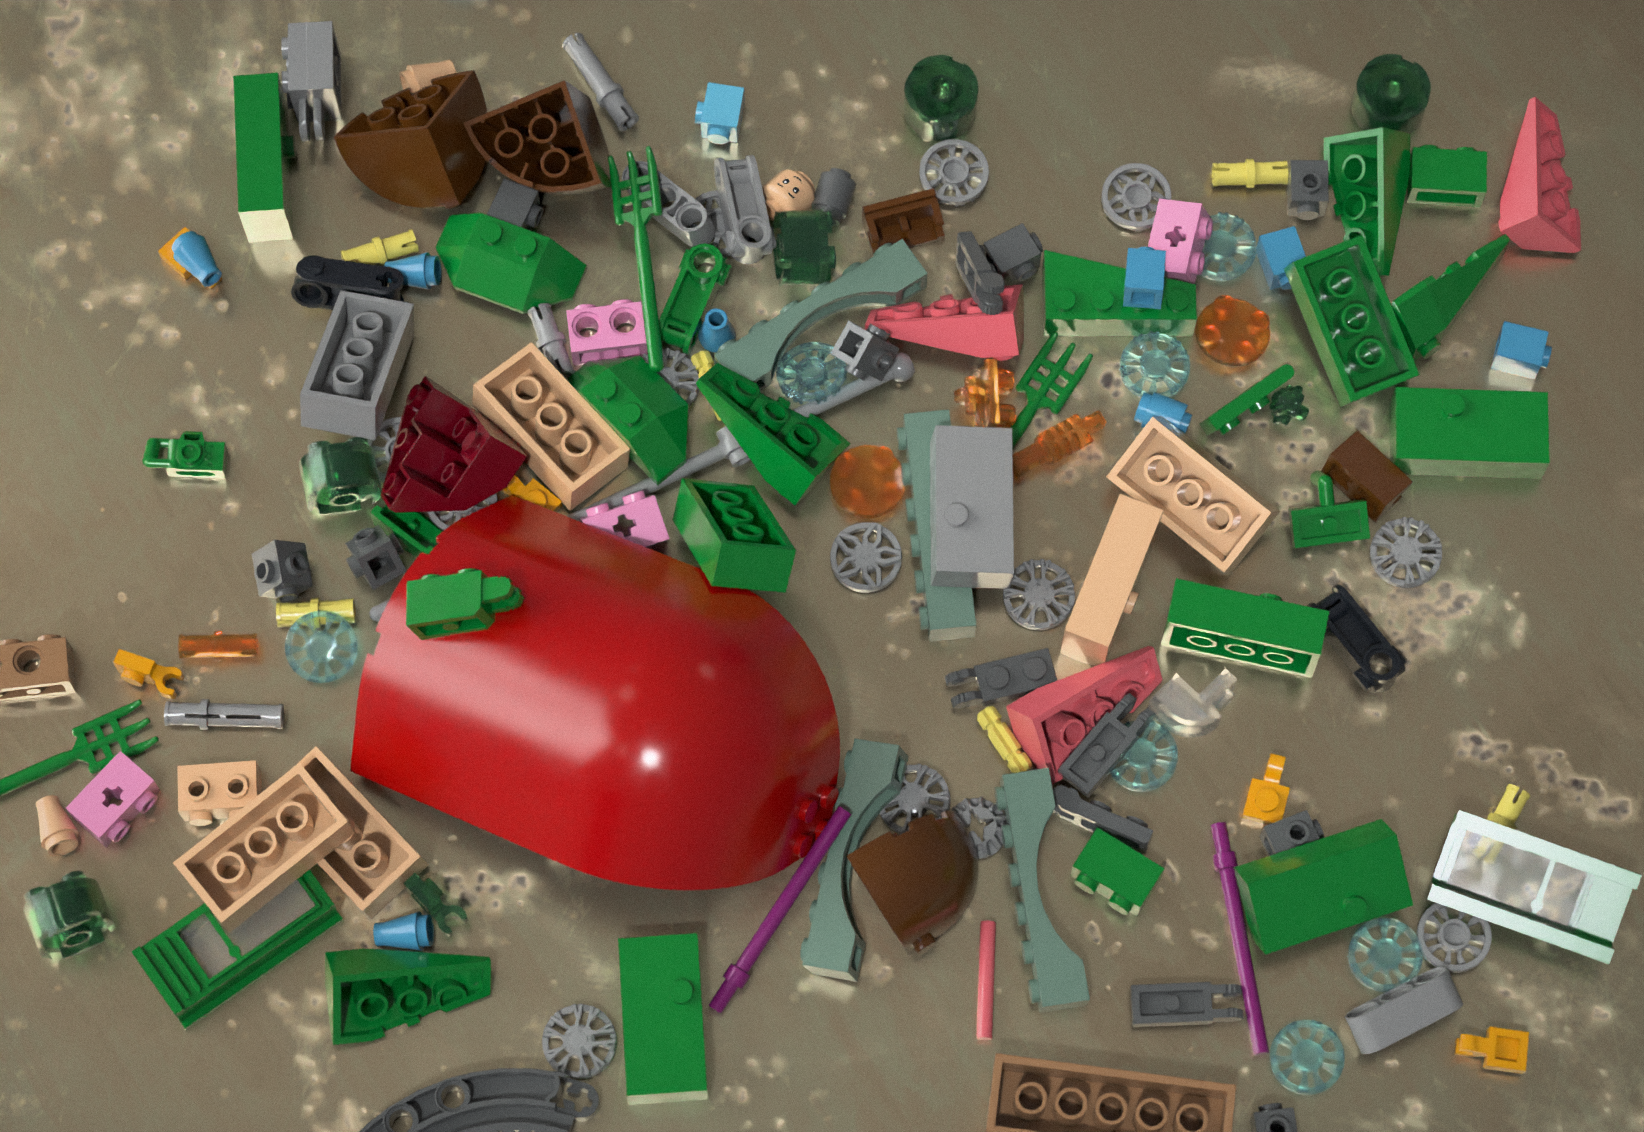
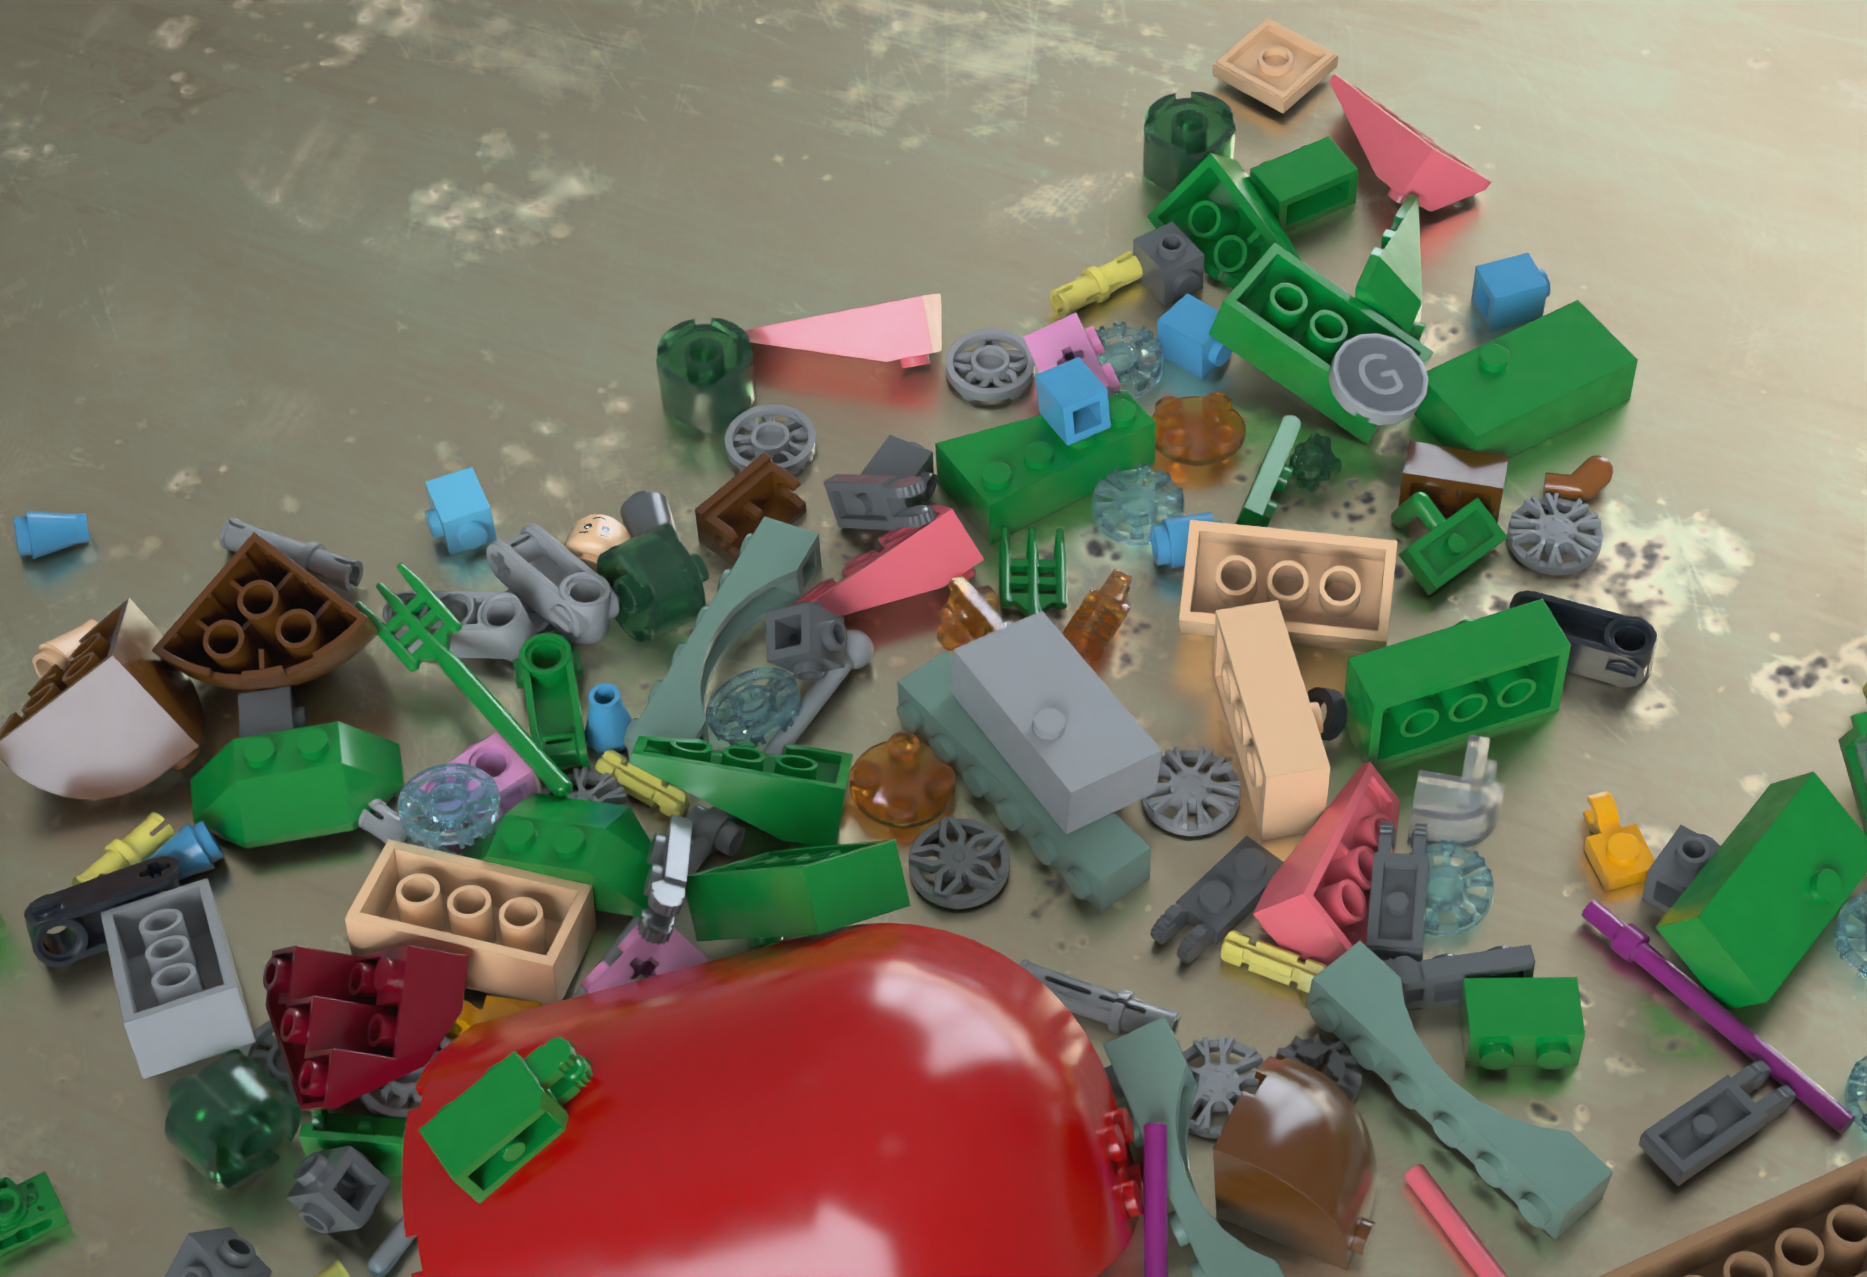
camera: 30 degrees left, 20 degrees down
(579, 341) = (449, 806): none -> clear light blue wheel
(668, 476) = (666, 880): none -> dark grey hinge
(855, 667) = (1116, 1009): none -> light grey pin
(1075, 131) = (878, 332): none -> wedge
(1162, 596) = (1336, 711): none -> black piece
(1360, 377) = (1378, 378): none -> tile
(1454, 526) = (1583, 482): none -> dark orange arm
(1507, 58) = (1275, 65): none -> light nougat plate

